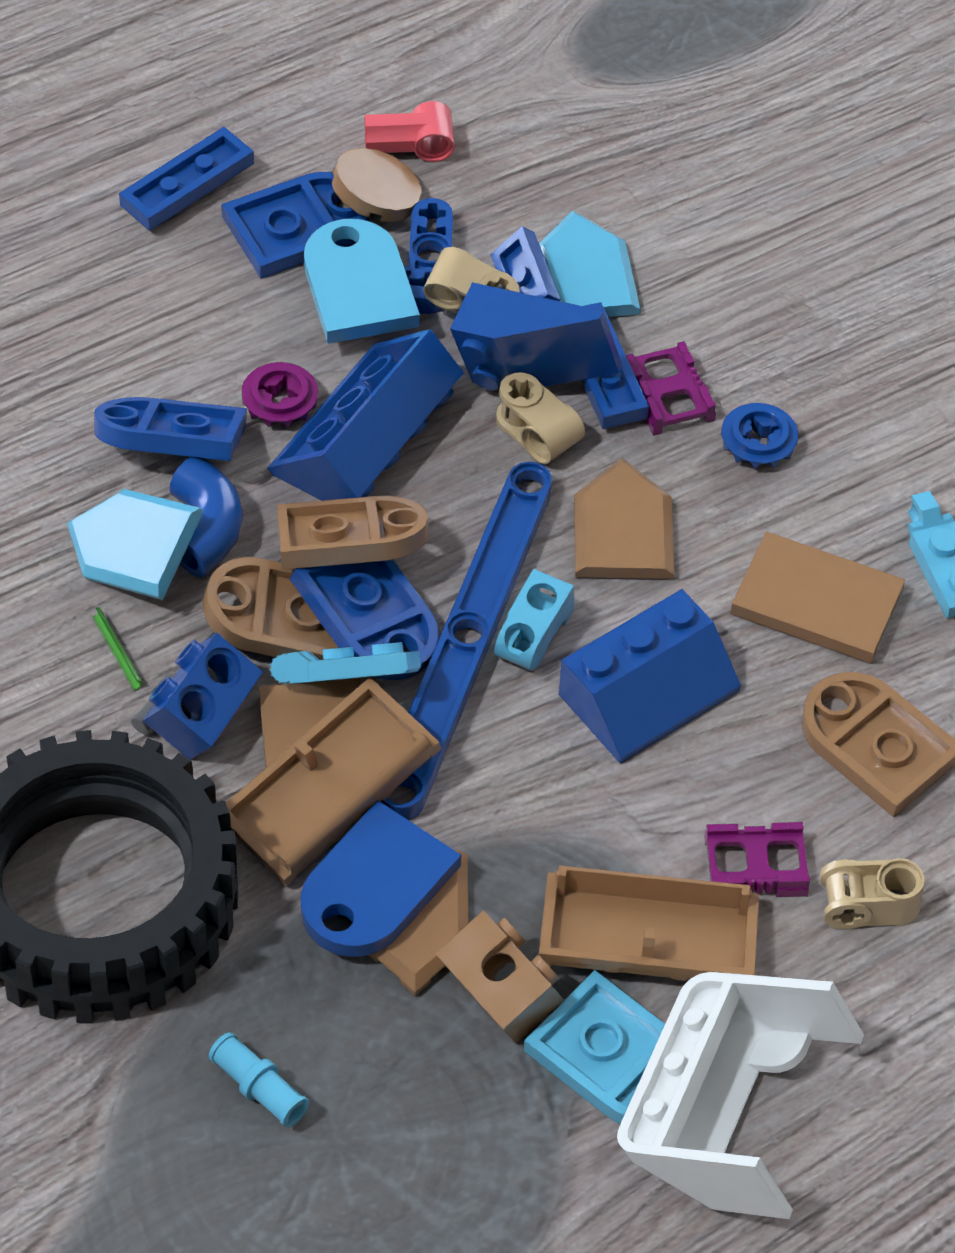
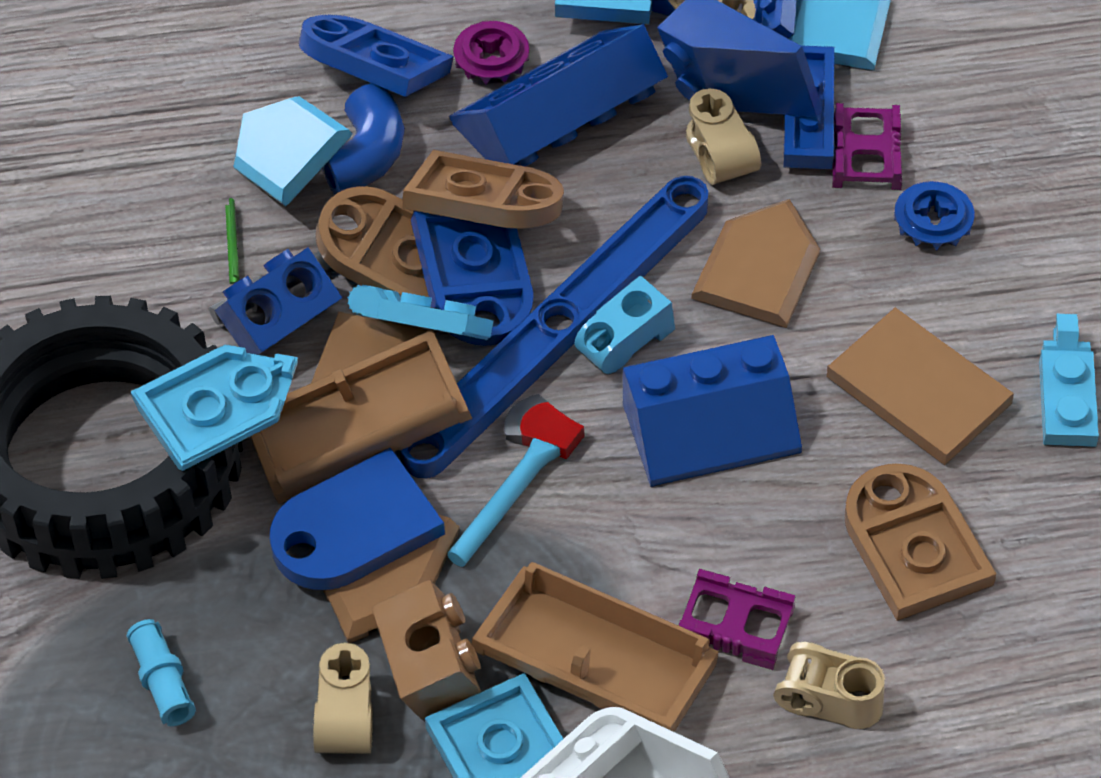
camera: 25 degrees right, 0 degrees up
(211, 807) = (215, 401): none -> medium azure tile
(446, 1050) = (344, 706): none -> tan piece
(510, 743) = (549, 436): none -> piece

